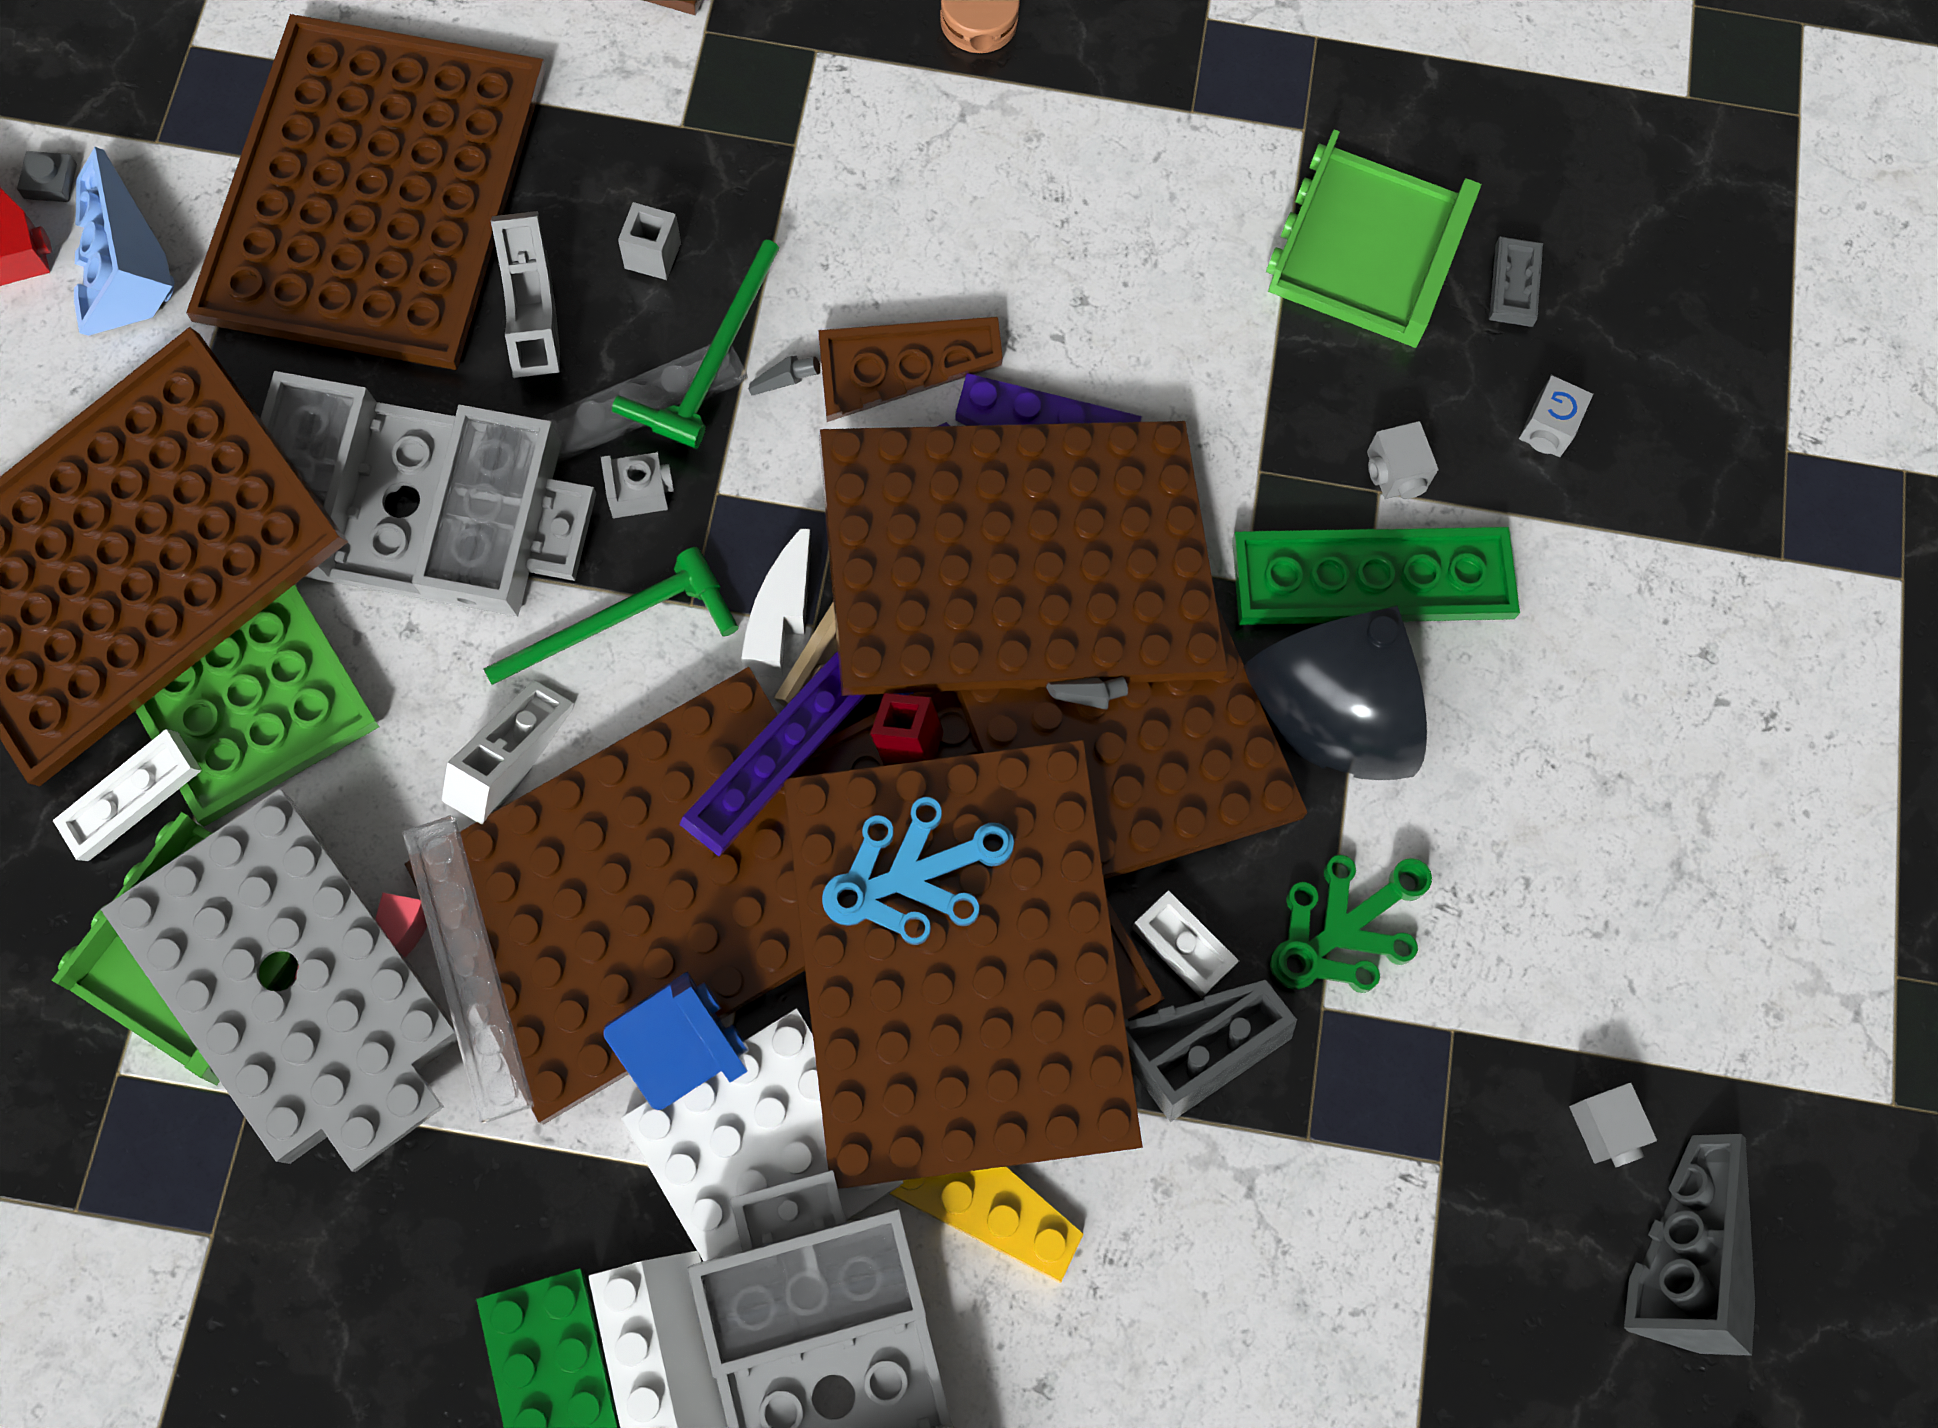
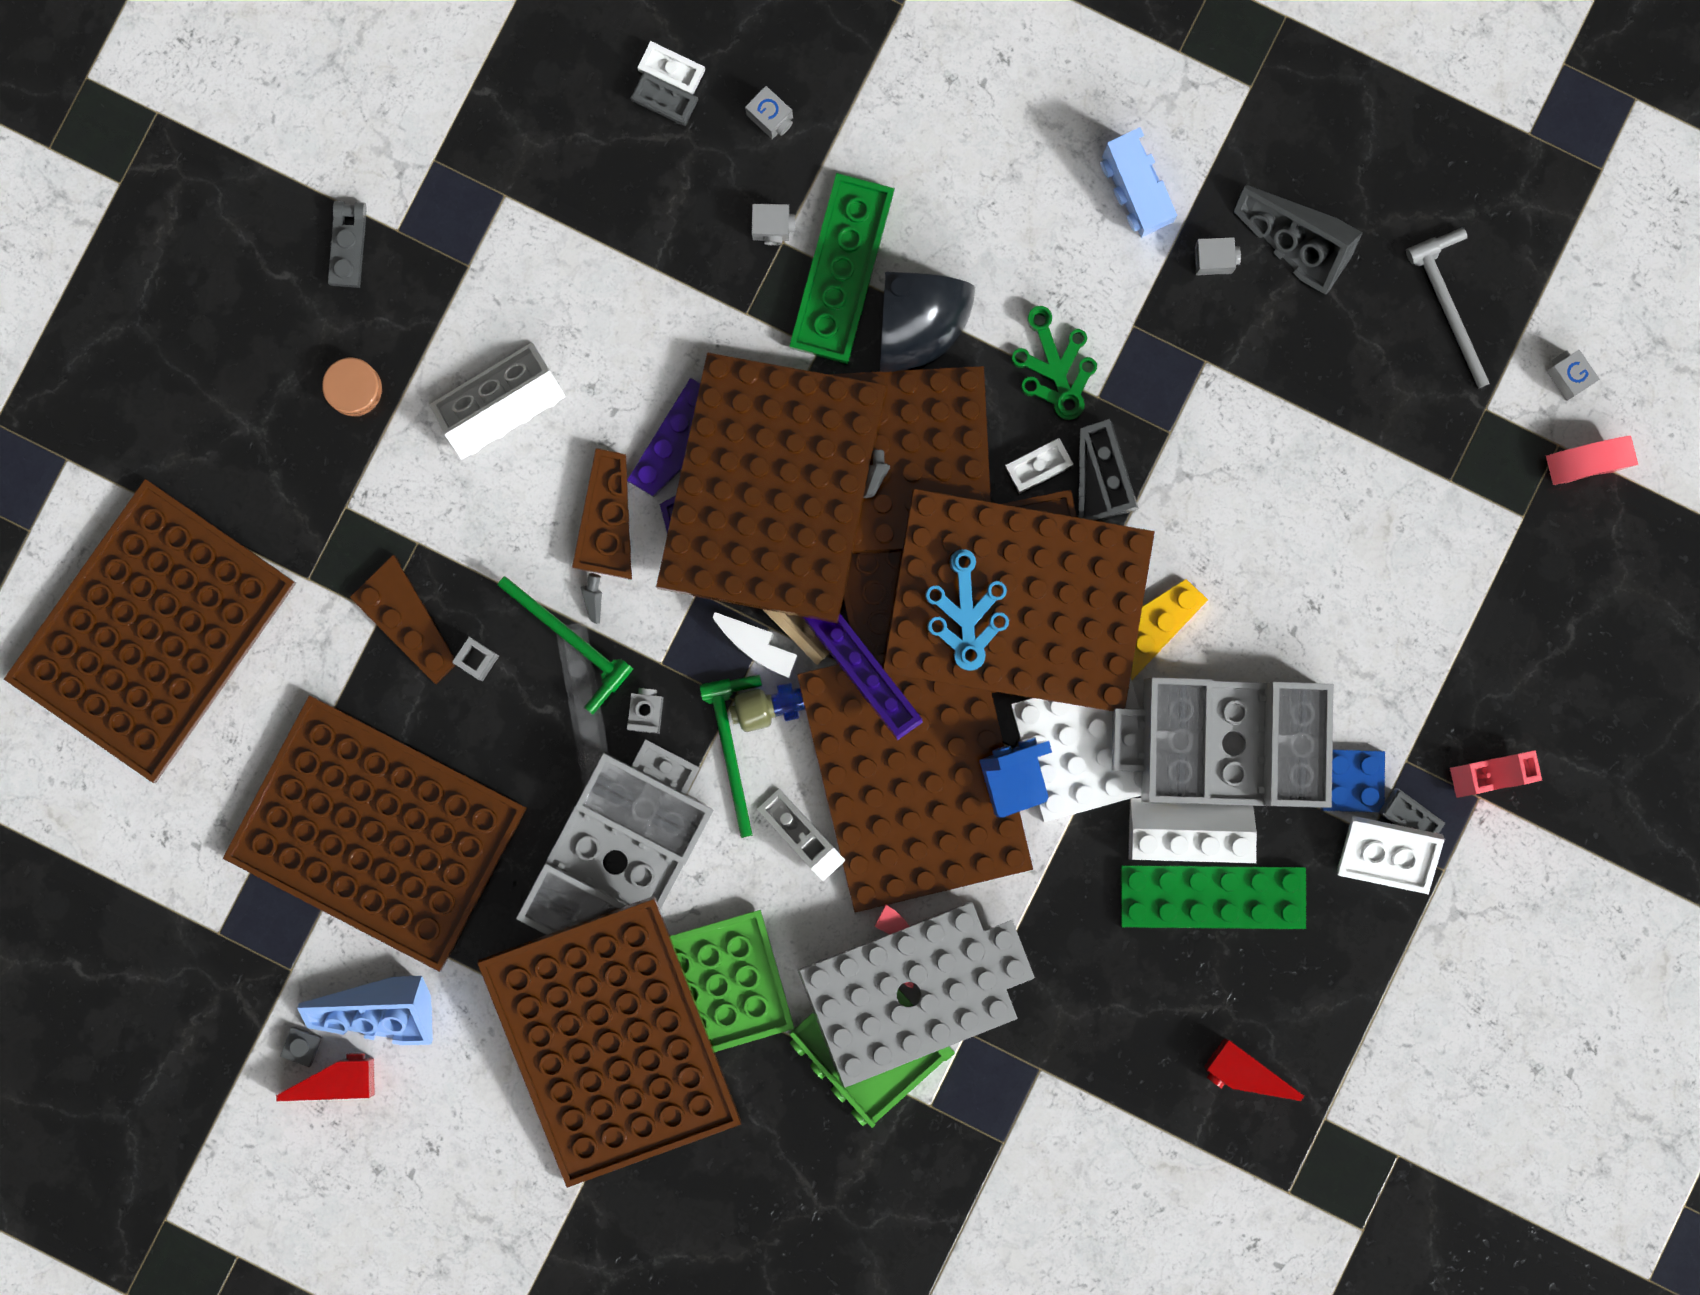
camera: 65 degrees left, 15 degrees up
(127, 795) = (766, 1066): white plate -> none
(468, 970) = (934, 887): clear plate -> none
(528, 295) = (497, 748): light grey arch -> none
(679, 628) = (752, 710): none -> olive head
(685, 149) = (402, 616): none -> reddish brown wing
(703, 670) = (788, 702): none -> clear blue gear
(906, 729) = (871, 590): dark red brick -> none
(1019, 183) = (497, 401): none -> white slope
(1370, 244) = (607, 182): bright green panel -> none
(1562, 278) = (671, 67): none -> white plate
(1677, 963) = (1137, 184): none -> light blue wedge

